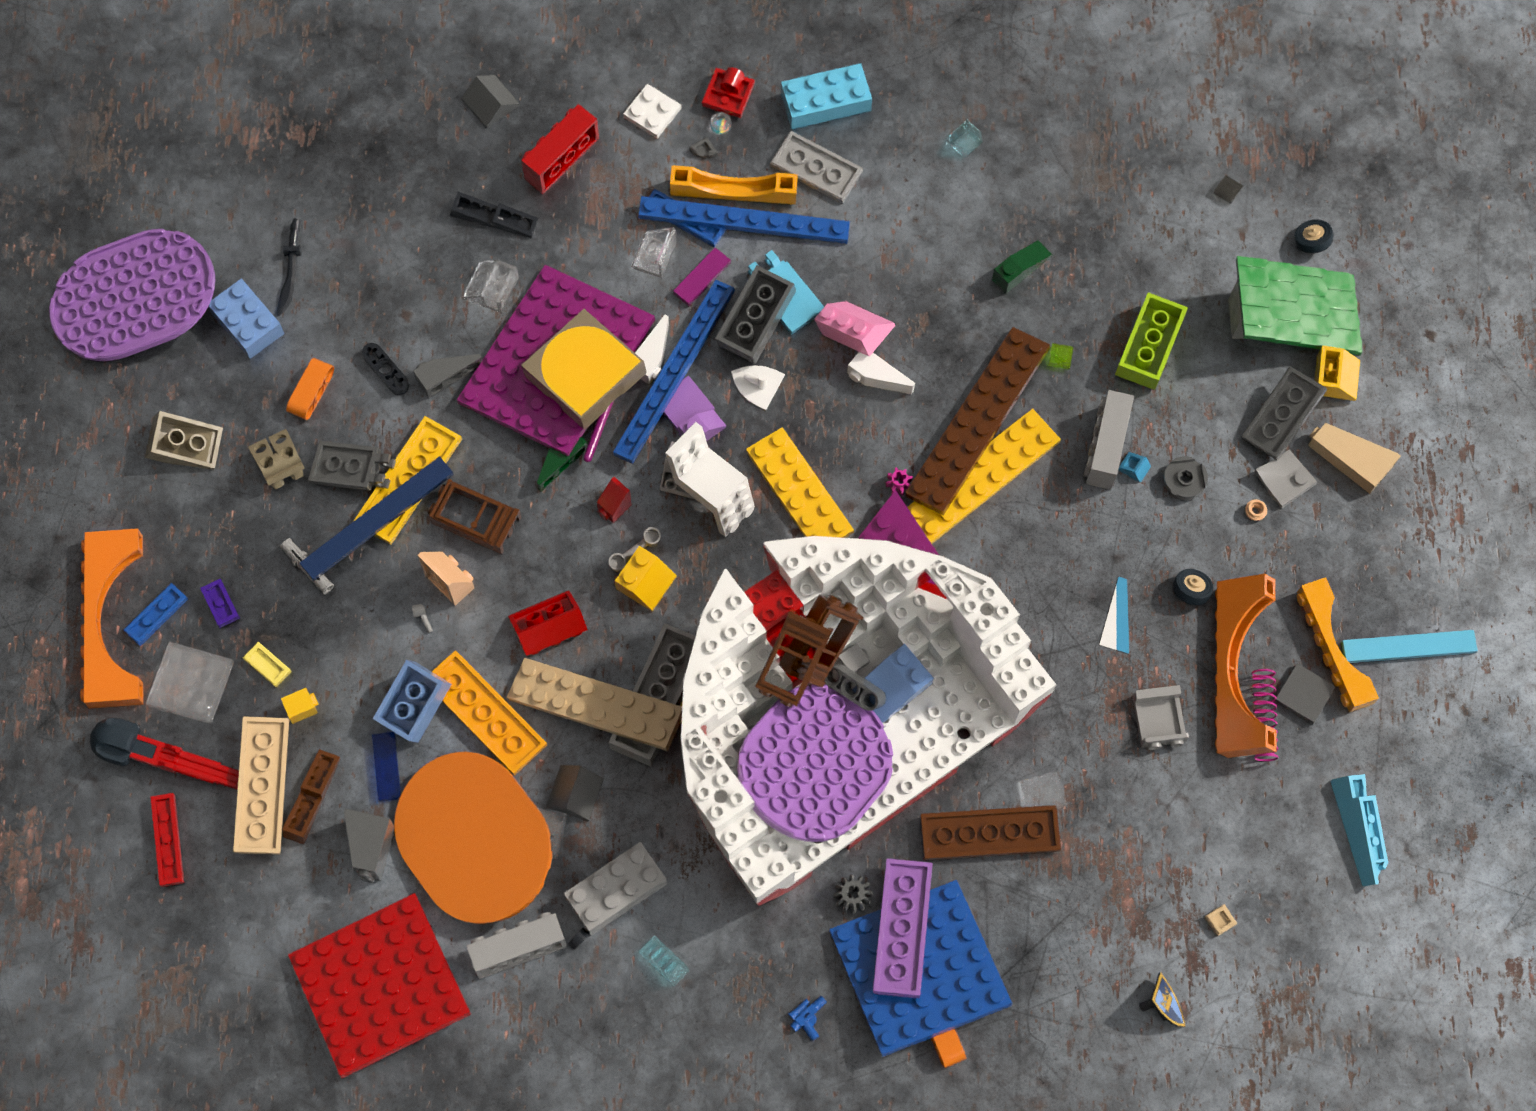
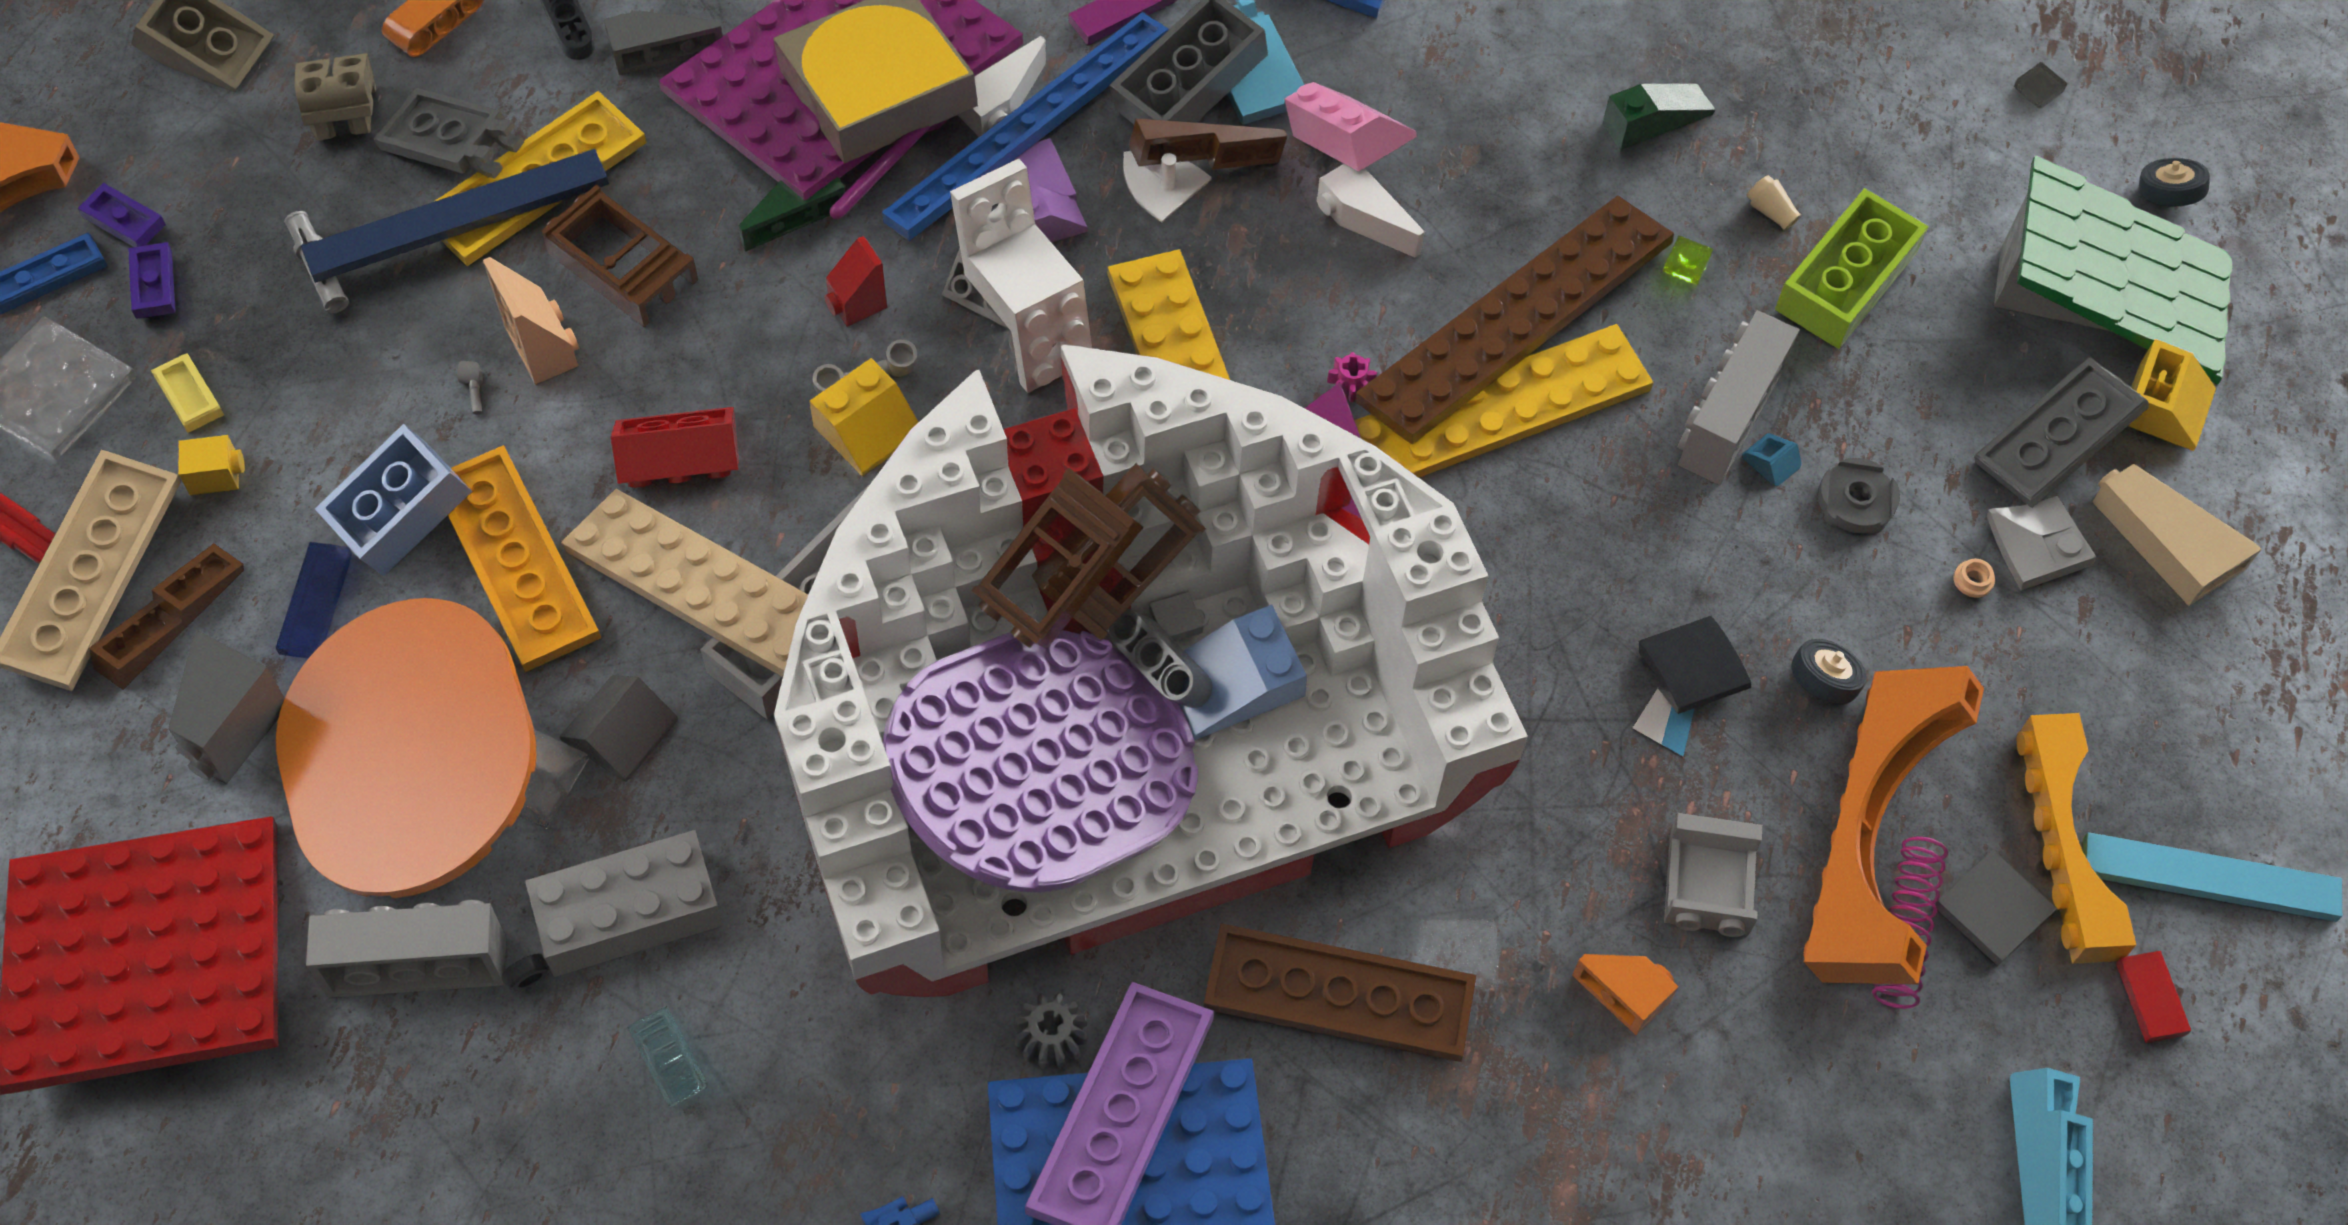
camera: 15 degrees right, 10 degrees down
(186, 568) = (121, 216): none -> dark purple plate
(786, 357) = (1220, 144): none -> reddish brown slope
(1098, 307) = (1772, 201): none -> tan cone
(1123, 601) = (1695, 664): none -> black slope
(1133, 789) = (1627, 986): none -> orange slope
(1392, 720) = (2153, 996): none -> red tile

